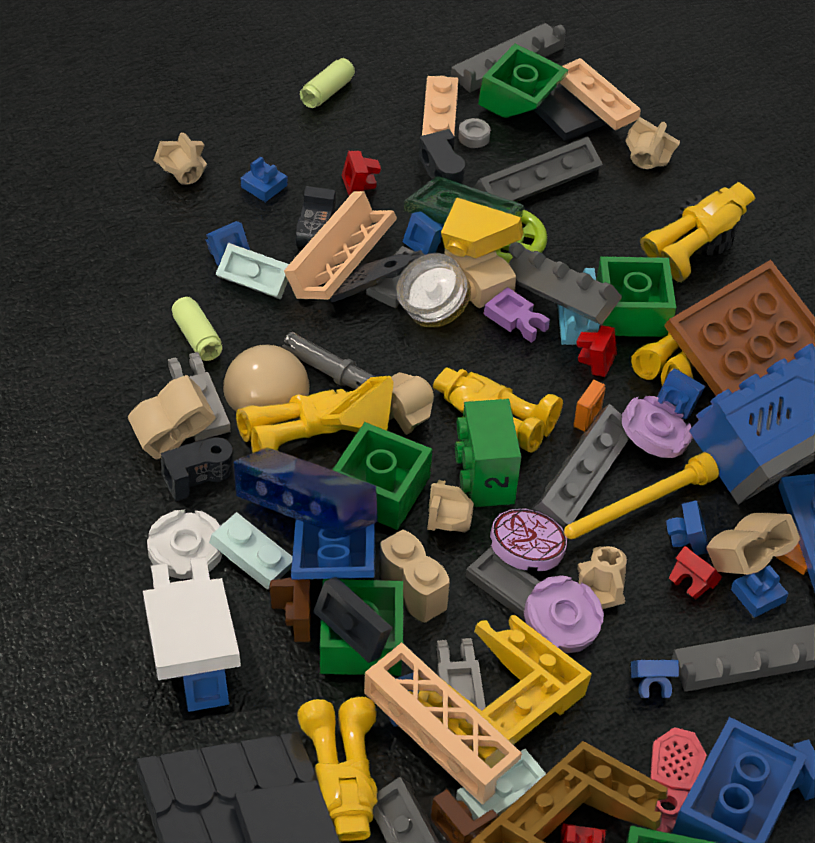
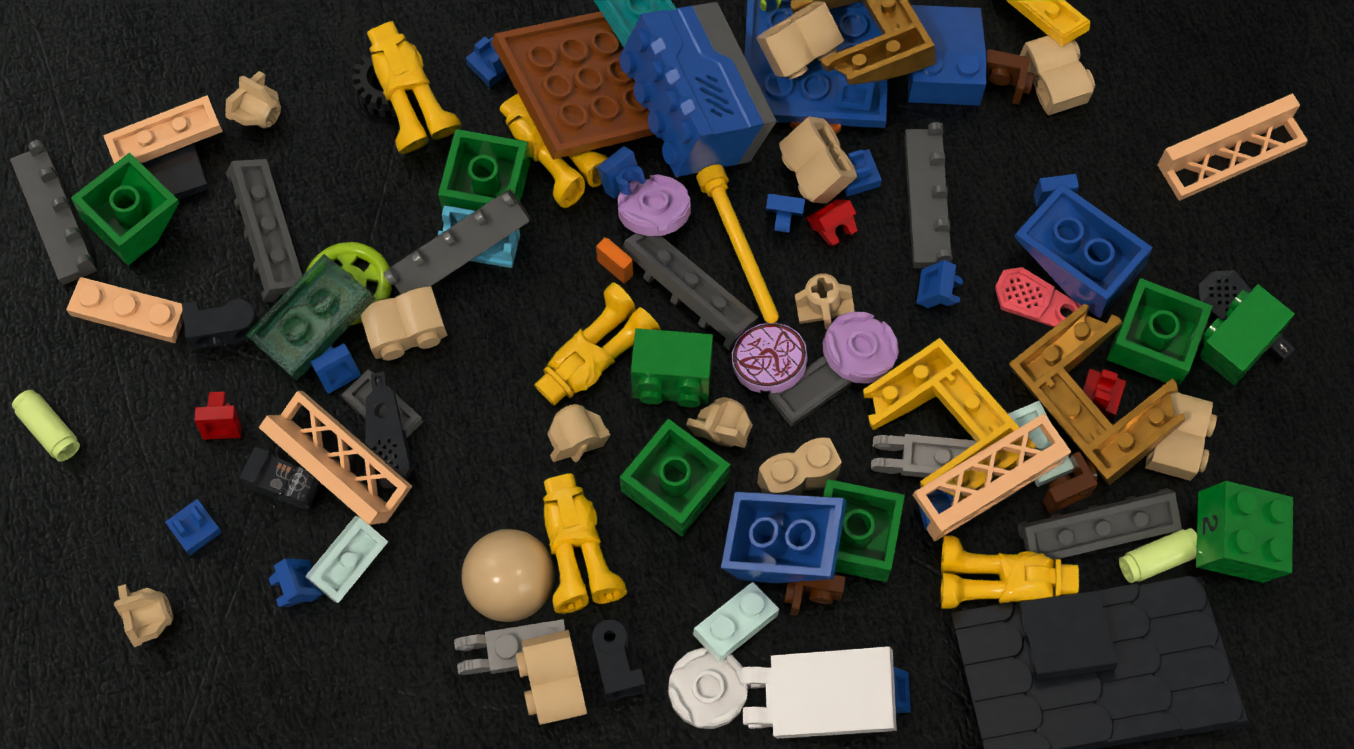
camera: 75 degrees left, 20 degrees up
(197, 328) = (416, 635): yellowish green piece -> none
(306, 491) = (697, 552): clear blue brick -> none
(342, 370) = (499, 503): dark grey pin -> none
(352, 619) = (880, 531): black plate -> none
(366, 404) = (588, 477): yellow slope -> none
(433, 290) = (429, 374): clear piece -> none
(474, 133) = (173, 280): light grey tile -> none
(479, 229) = (377, 307): yellow slope -> none
(514, 312) = (468, 304): medium lavender plate -> none
(598, 349) = (542, 234): red tile -> none

